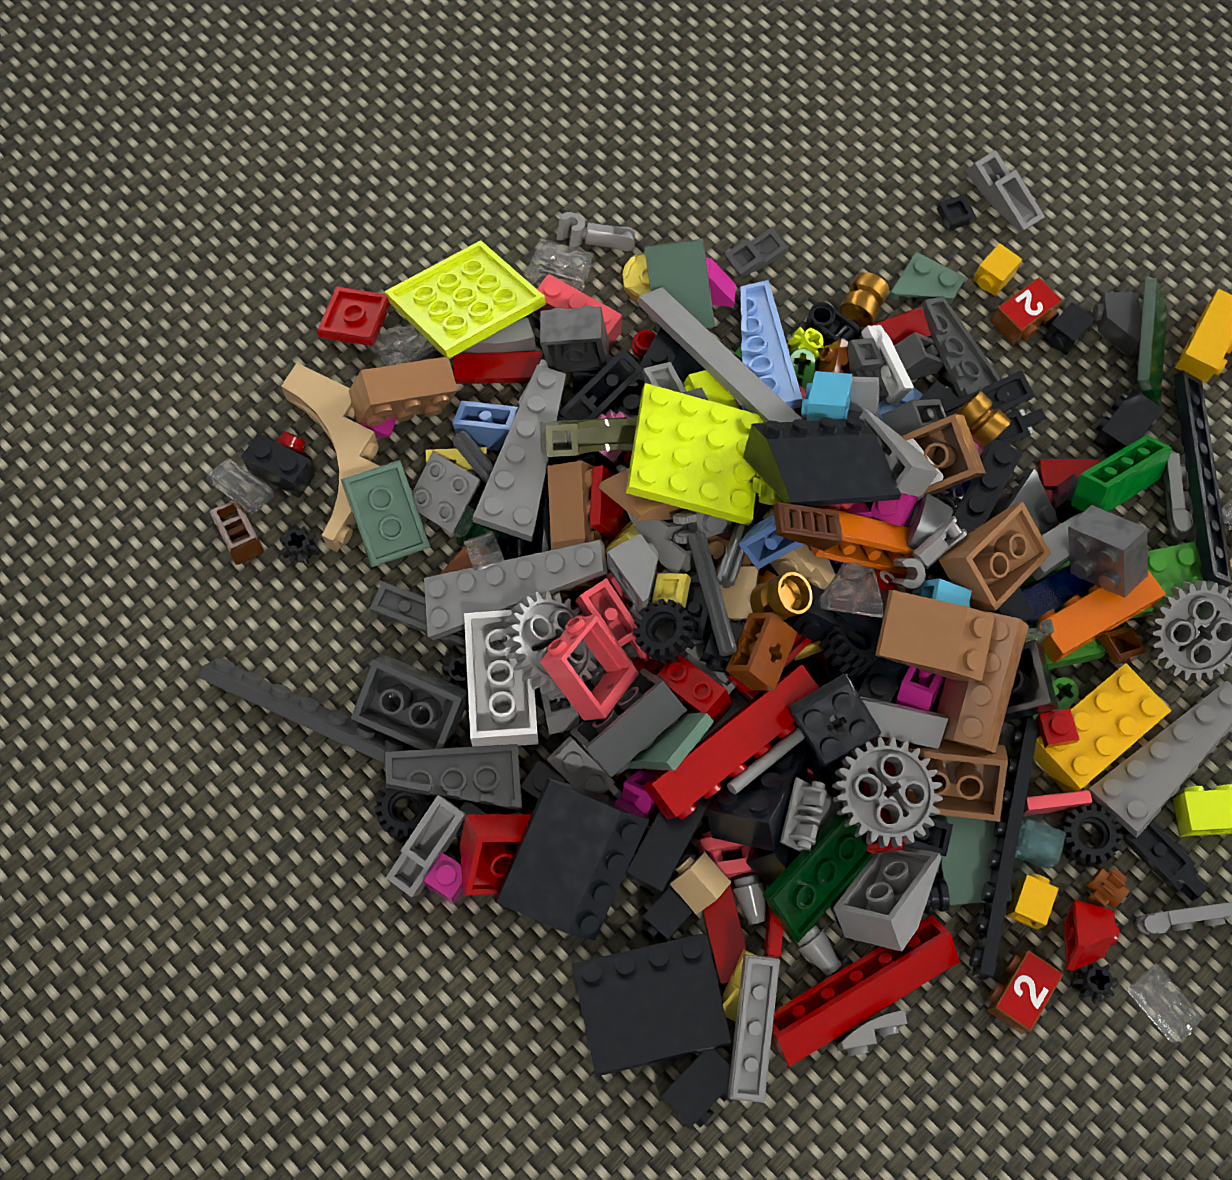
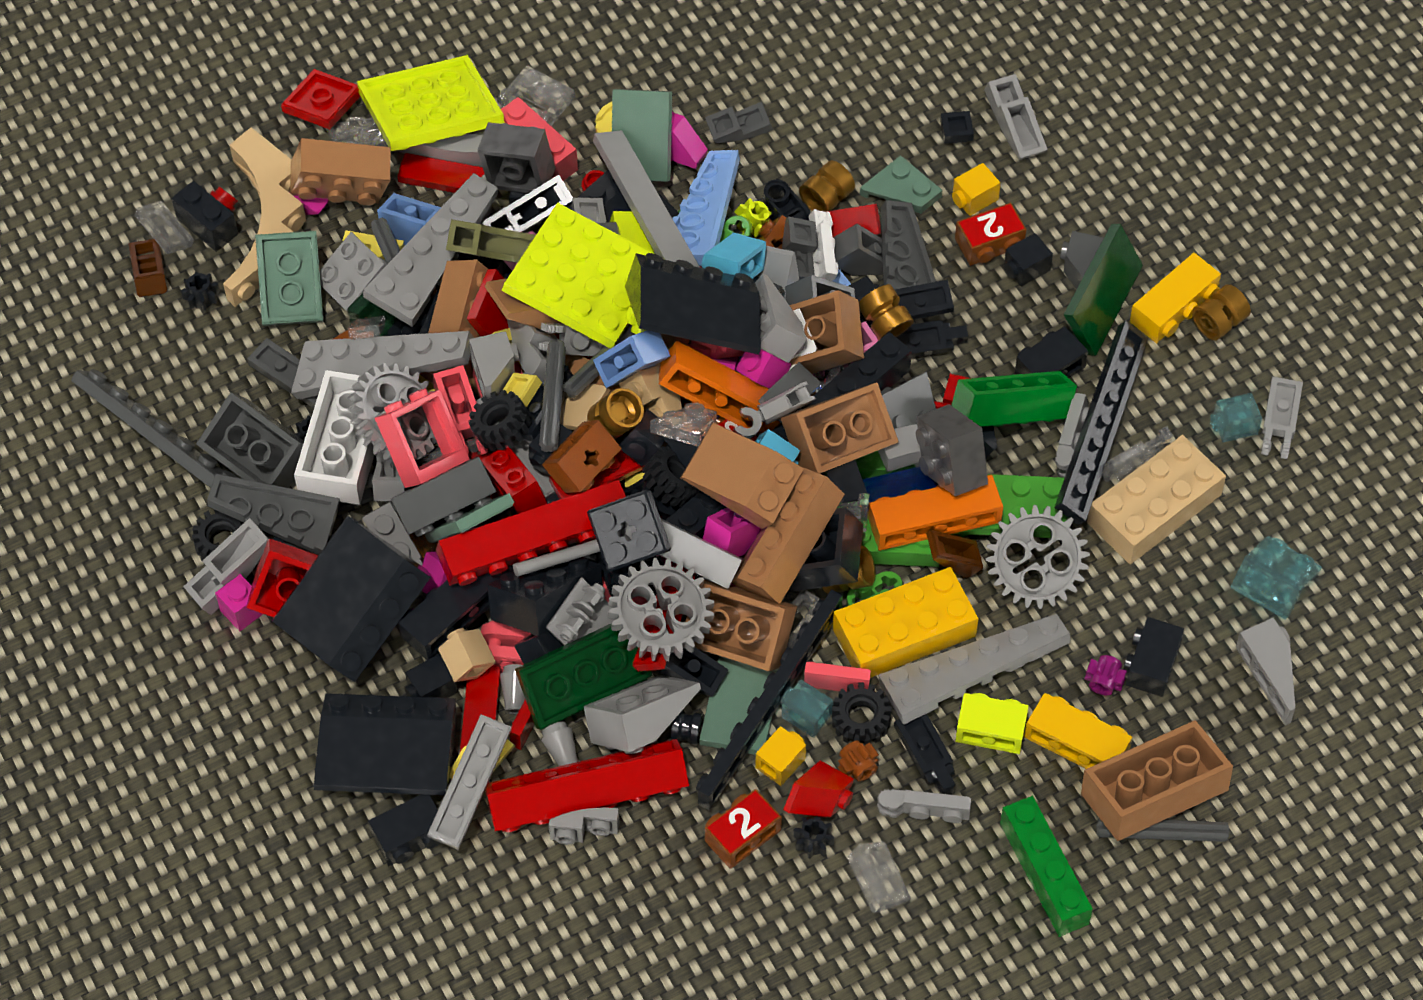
camera: 20 degrees right, 10 degrees down
(573, 227) = (560, 61): light grey piece -> none
(810, 525) = (668, 349): reddish brown slope -> none
(1057, 728) = (854, 603): red plate -> none

